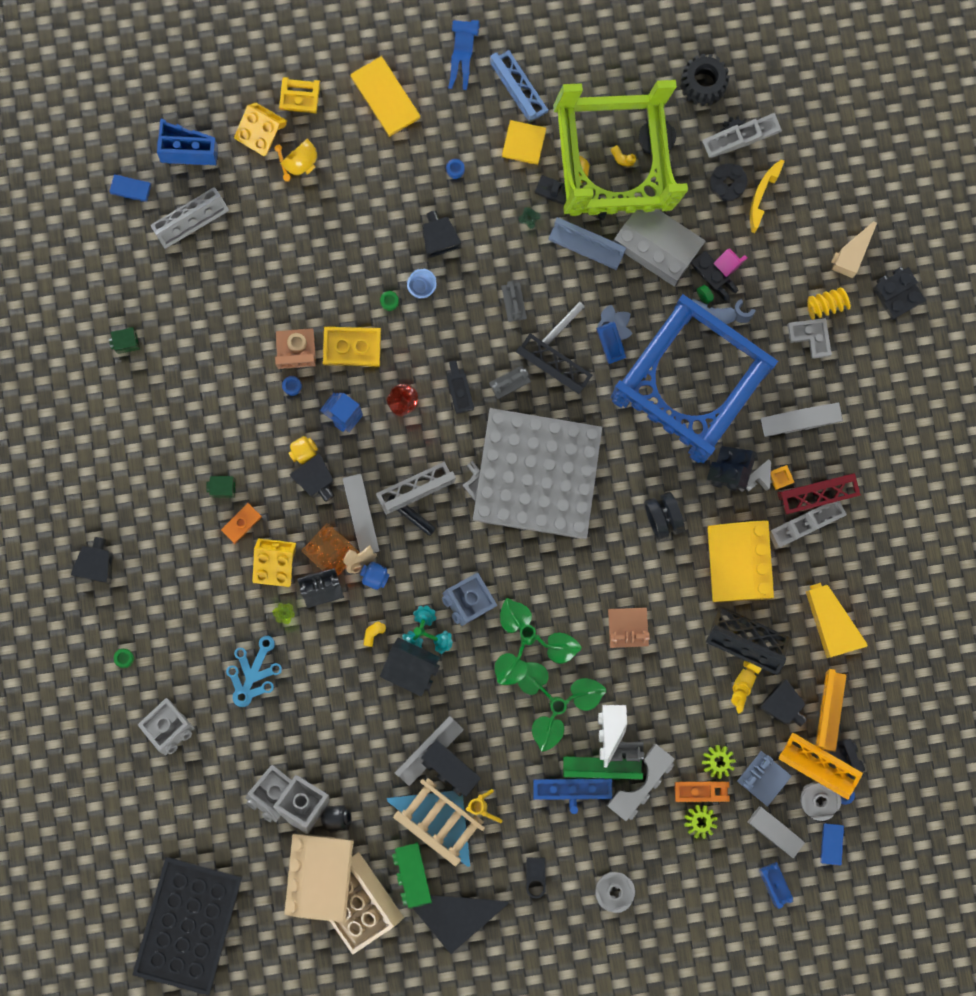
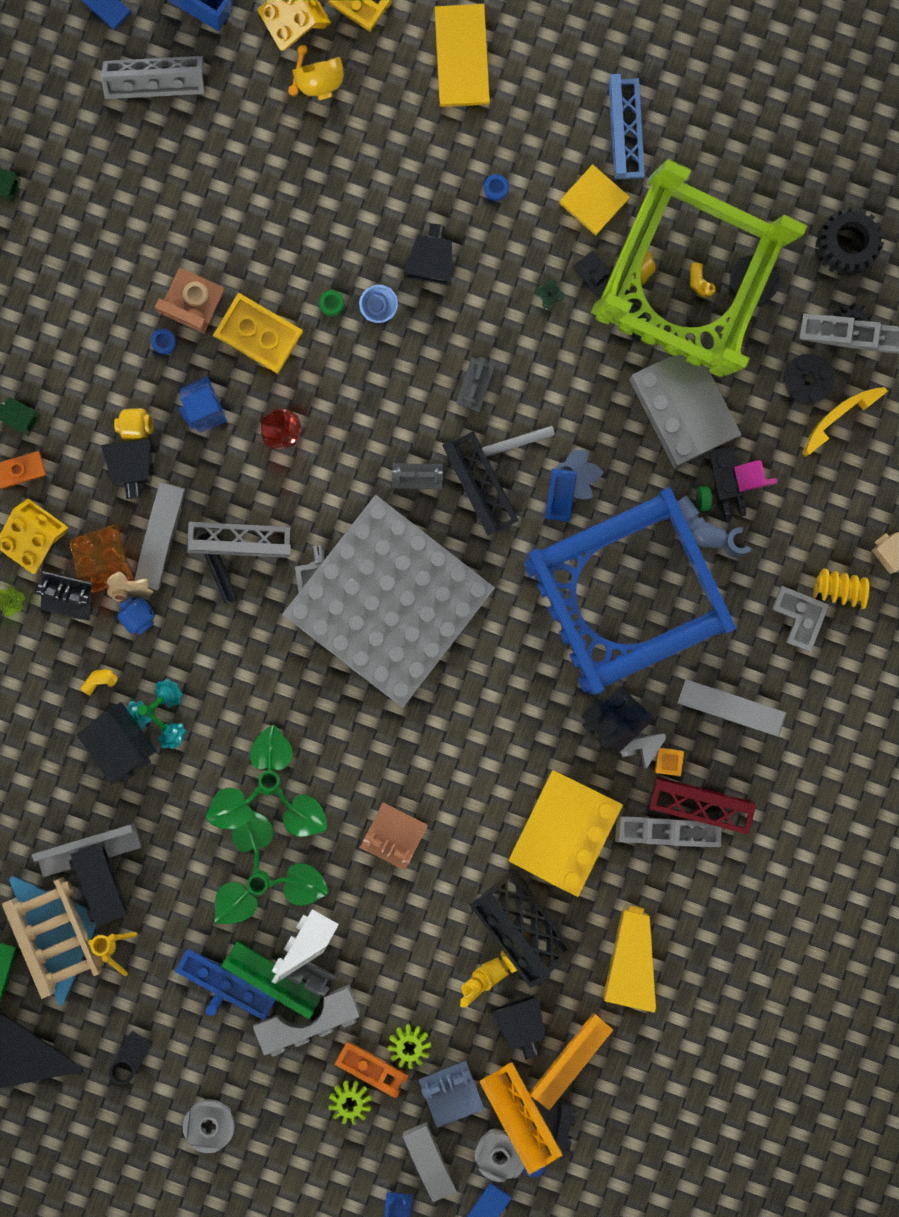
camera: 30 degrees right, 5 degrees up
(459, 389) = (354, 452): black hinge -> none
(463, 49) = (585, 48): blue flag -> none
(468, 599) = (228, 703): sand blue plate -> none
(587, 243) = (599, 362): sand blue fence -> none
(664, 516) = (510, 733): black wheel -> none

